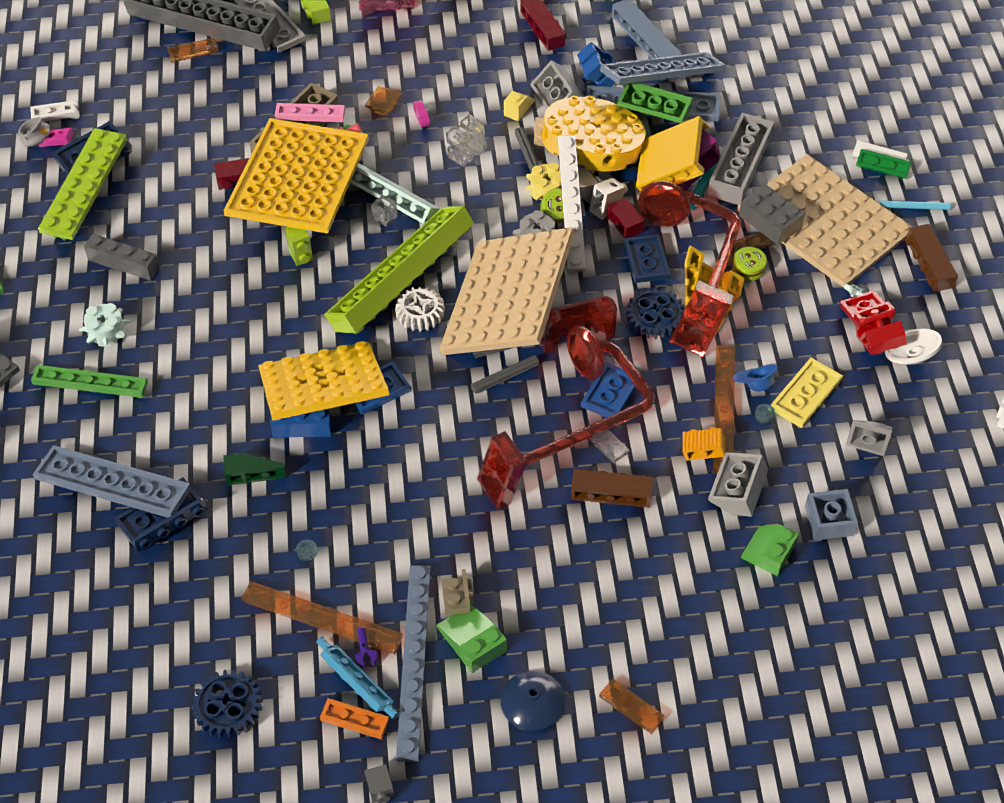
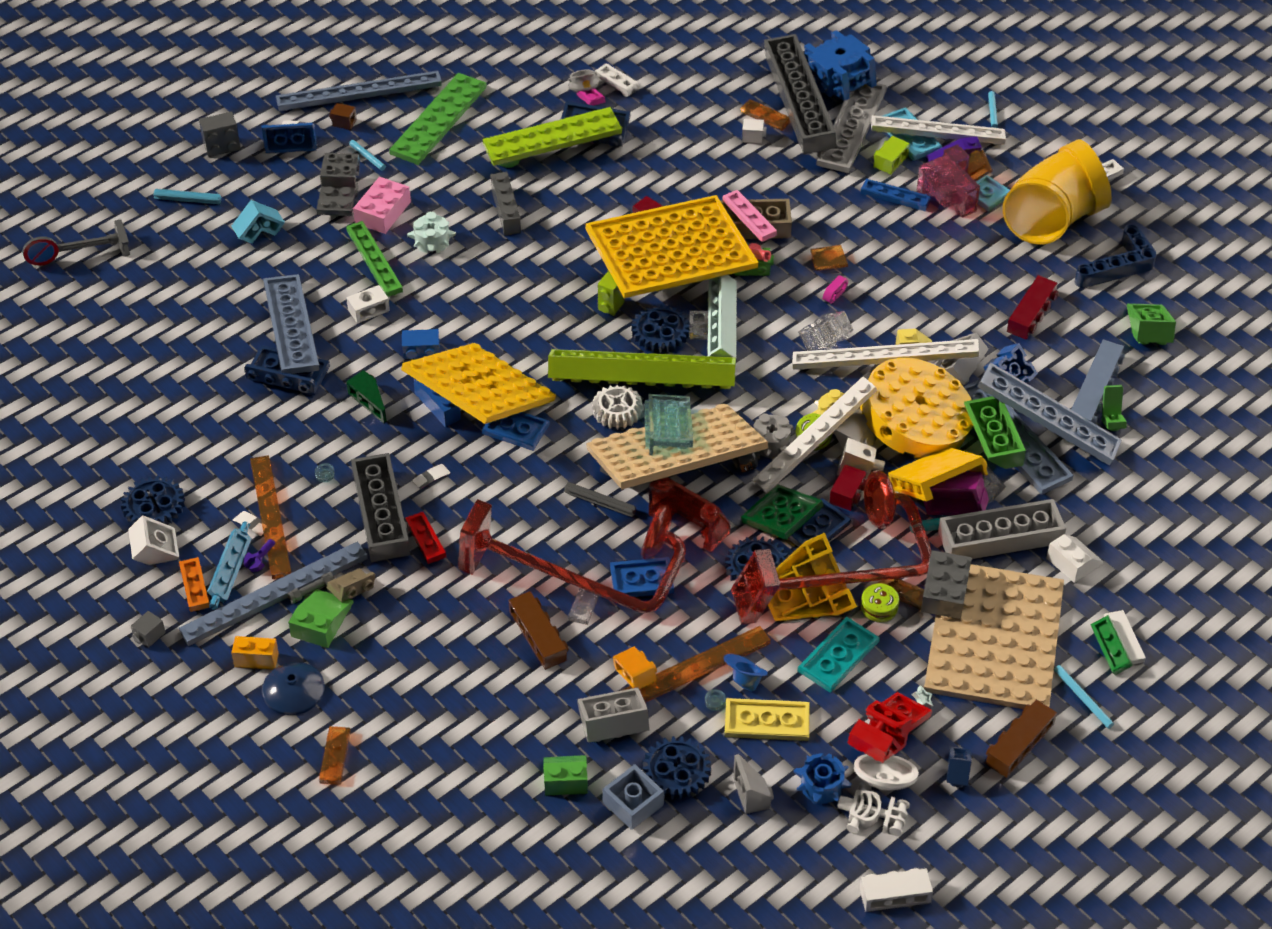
camera: 55 degrees right, 5 degrees down
(32, 340) = (382, 204): none -> bright pink brick
(140, 413) = (368, 304): none -> white brick
(206, 65) = (753, 131): none -> white brick
(225, 401) = (420, 343): none -> blue brick
(276, 728) = (153, 541): none -> white slope
(310, 637) = (255, 523): none -> white sticker
(355, 28) = (895, 194): none -> blue tile
(361, 236) = (660, 328): none -> dark blue gear
(377, 475) = (430, 475): none -> white sticker
(391, 526) = (380, 507): none -> dark grey brick
(432, 643) = (296, 595): none -> dark grey bar
(447, 513) = (425, 537): none -> red plate
(477, 708) = (255, 652): none -> light orange brick
(482, 282) = (668, 422): none -> clear light blue bracket
(521, 122) = (880, 354): none -> white plate
(620, 268) = (782, 511): none -> dark green plate
(685, 45) = (1112, 408): none -> bright green bracket
(776, 316) = (838, 654): none -> teal tile
(792, 139) = (1072, 557): none -> white slope
(816, 471) = (677, 767): none -> dark blue gear
(893, 388) = (822, 778): none -> blue brick
(934, 303) = (959, 766): none -> dark blue arch
(934, 379) = (893, 816): none -> white piece

